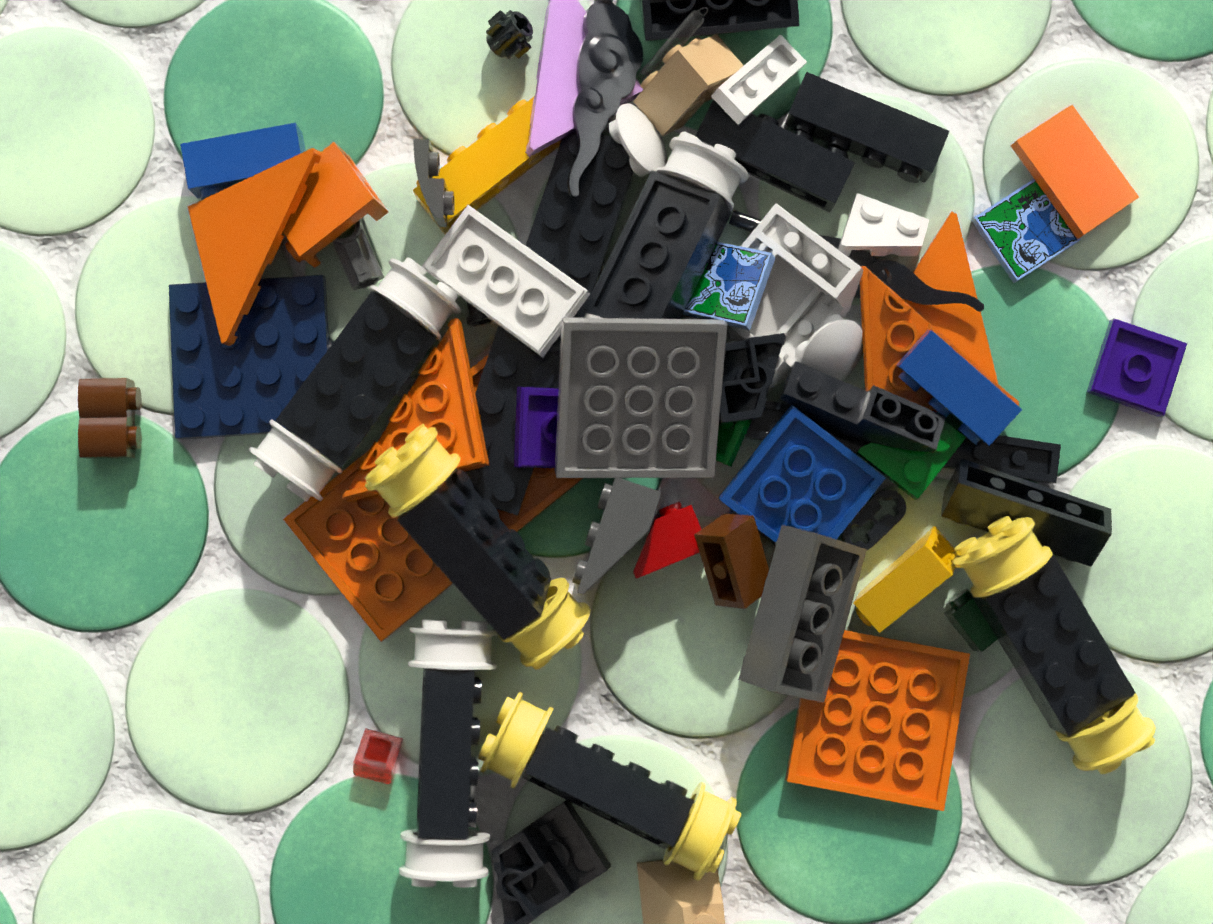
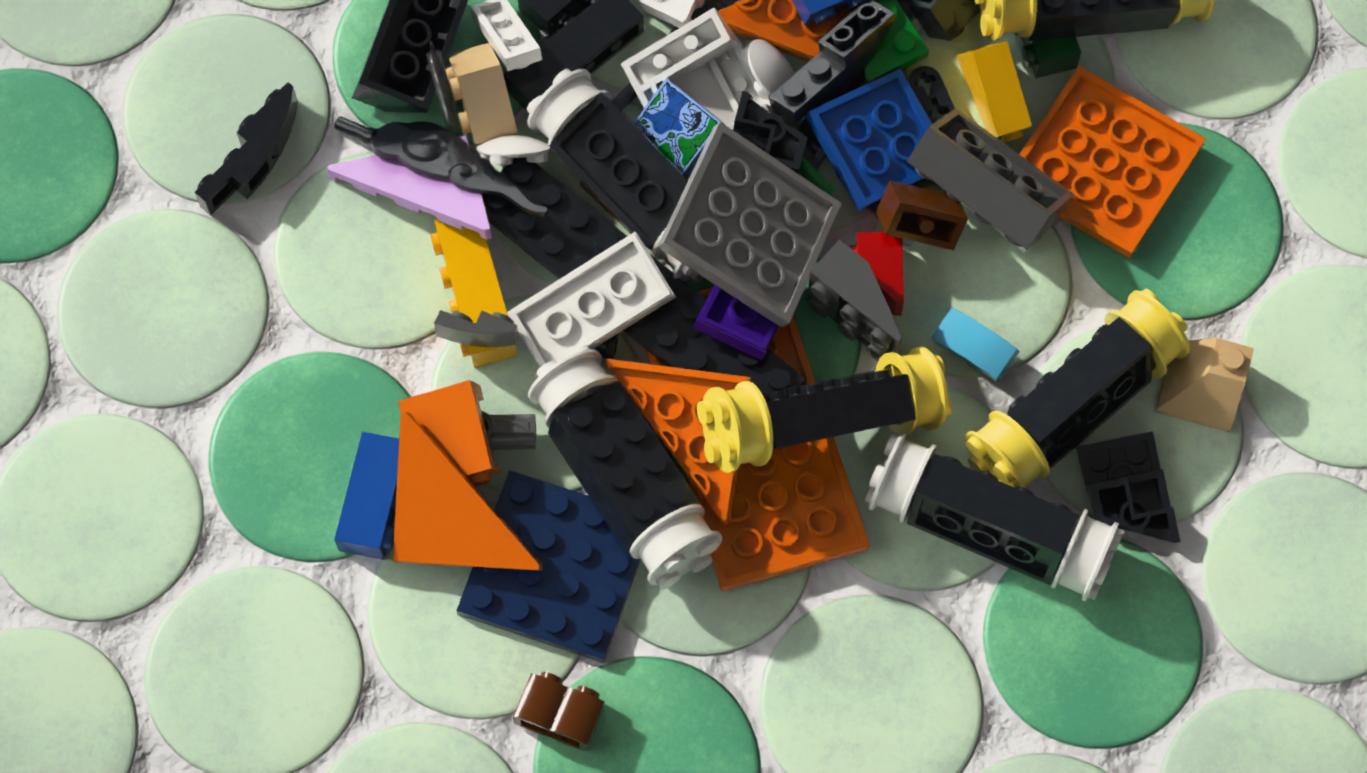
camera: 65 degrees left, 15 degrees down
(377, 756) = (973, 595): clear red slope -> none
(509, 34) = (364, 224): black gear -> none
(627, 663) = (975, 344): none -> medium azure slope

